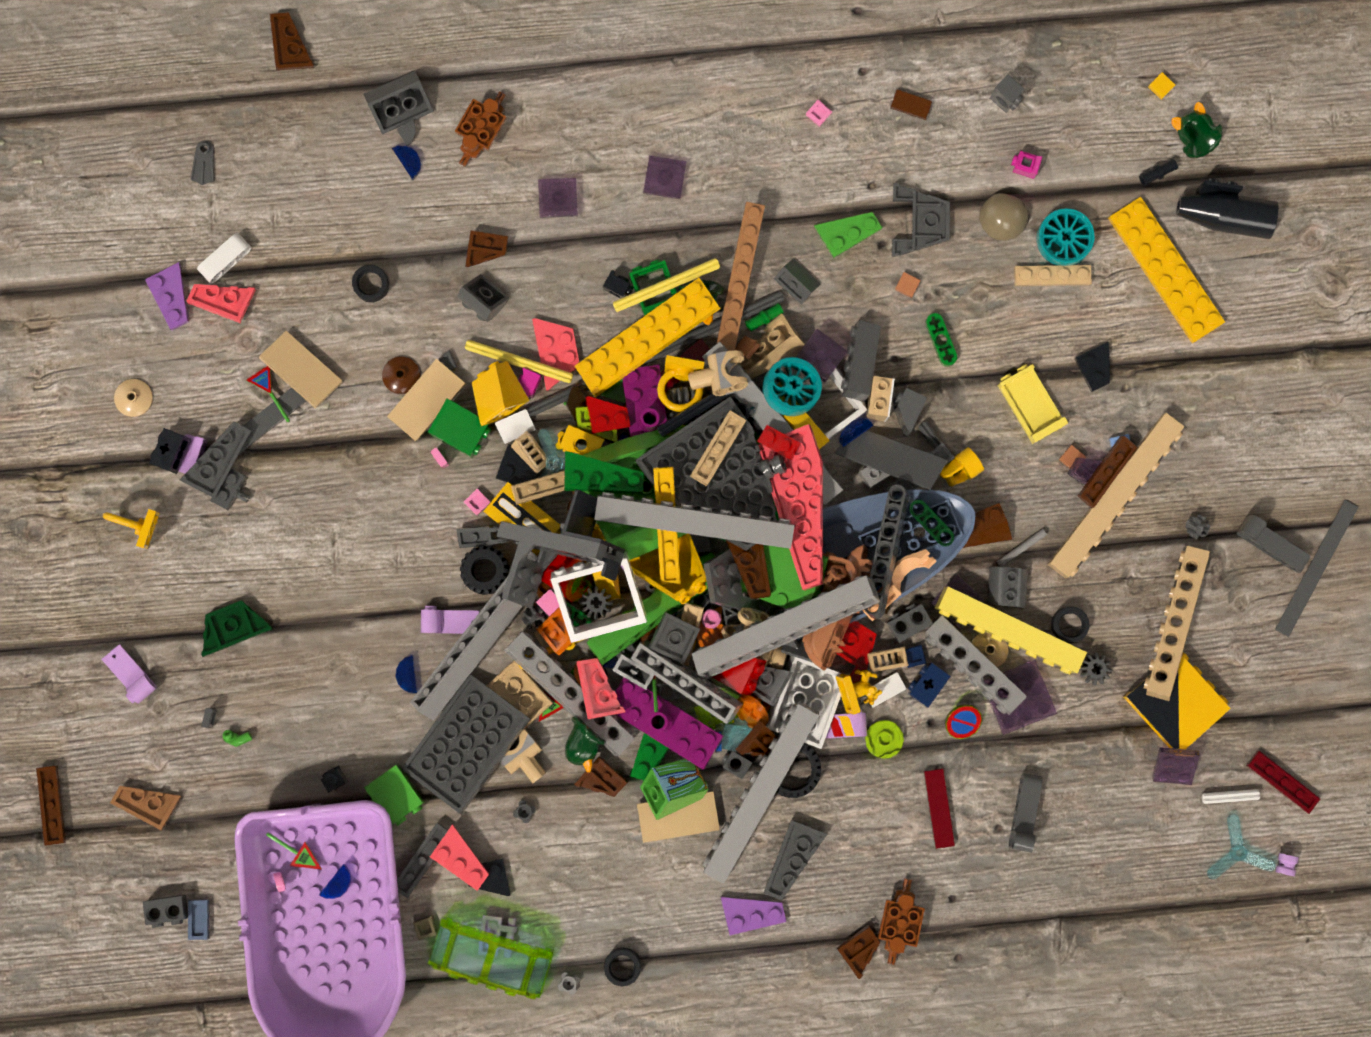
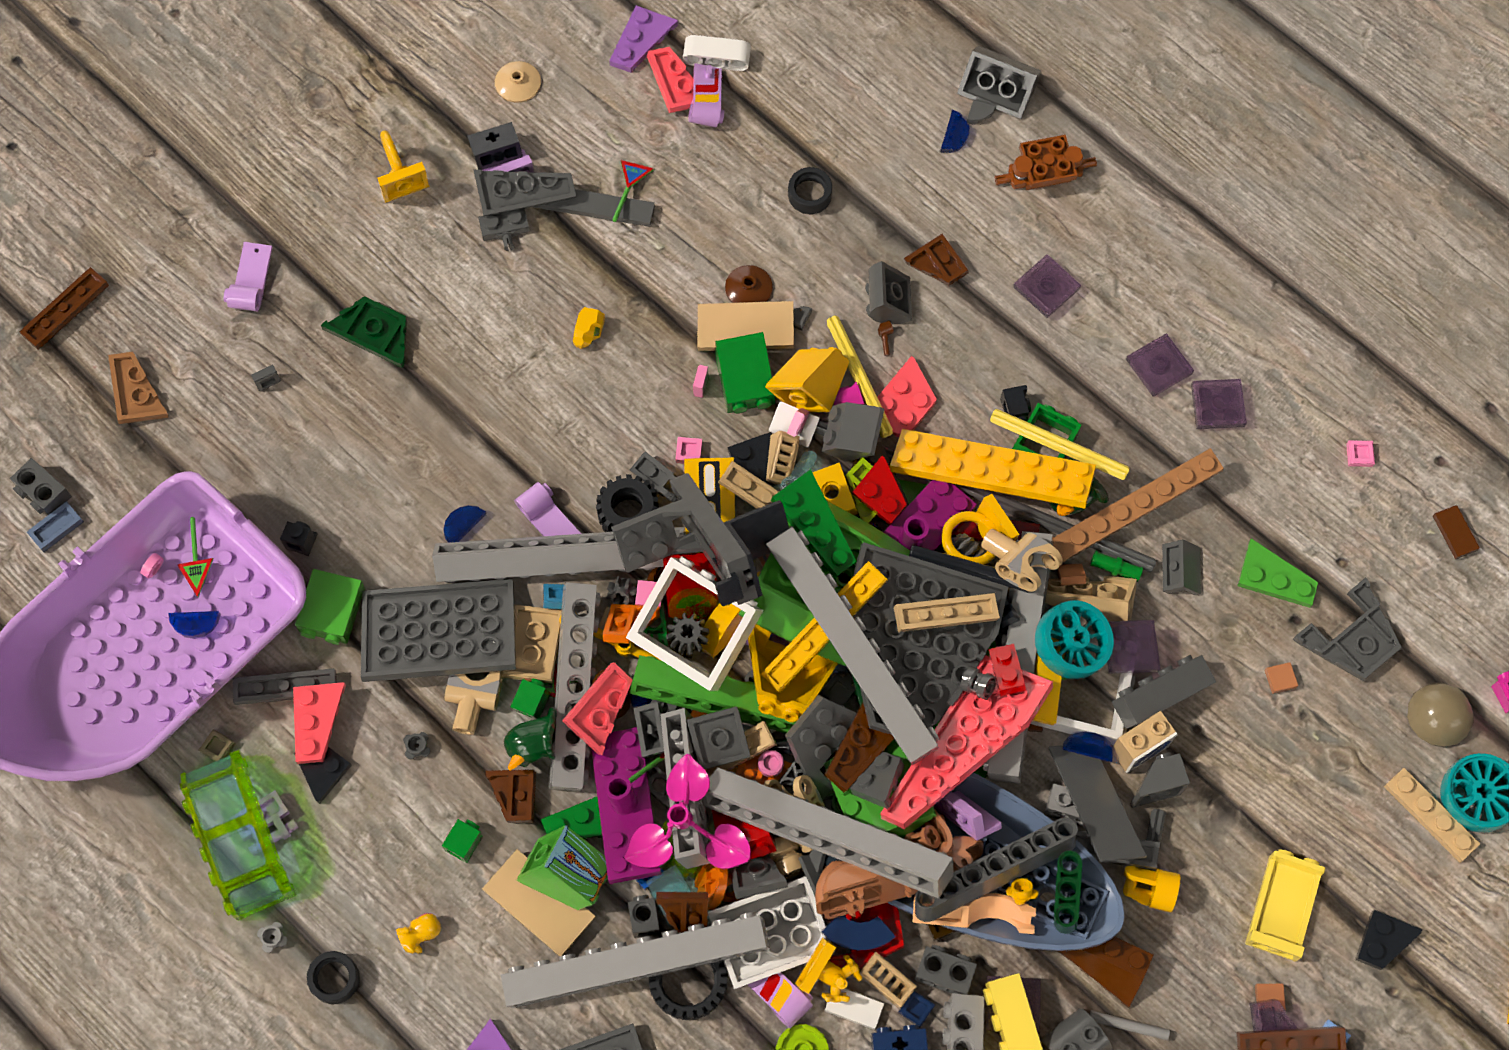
camera: 50 degrees right, 15 degrees down
(235, 739) = (264, 419): bright green arm -> none
(251, 291) = (706, 100): none -> lavender door
(300, 369) = (673, 194): tan tile -> none
(345, 496) = (588, 327): none -> yellow rock
(501, 319) = (885, 329): none -> reddish brown hand
(501, 658) = (552, 596): none -> dark azure plate
(518, 423) = (798, 422): none -> bright pink tile
(554, 398) = (852, 431): none -> dark grey slope
(554, 723) = (531, 698): none -> green brick
(604, 830) = (462, 840): none -> green brick
(637, 894) = (420, 930): none -> yellow animal
(707, 730) = (650, 845): none -> dark pink plant
(719, 166) = (1218, 404): none -> clear purple plate
(781, 571) = (879, 780): none -> dark grey wing
(843, 537) = (967, 815): none -> lavender panel
(851, 655) = (858, 935): none -> dark blue tile
(904, 547) = (1022, 891): none -> yellow plate
(931, 328) = (1274, 745): green beam -> none

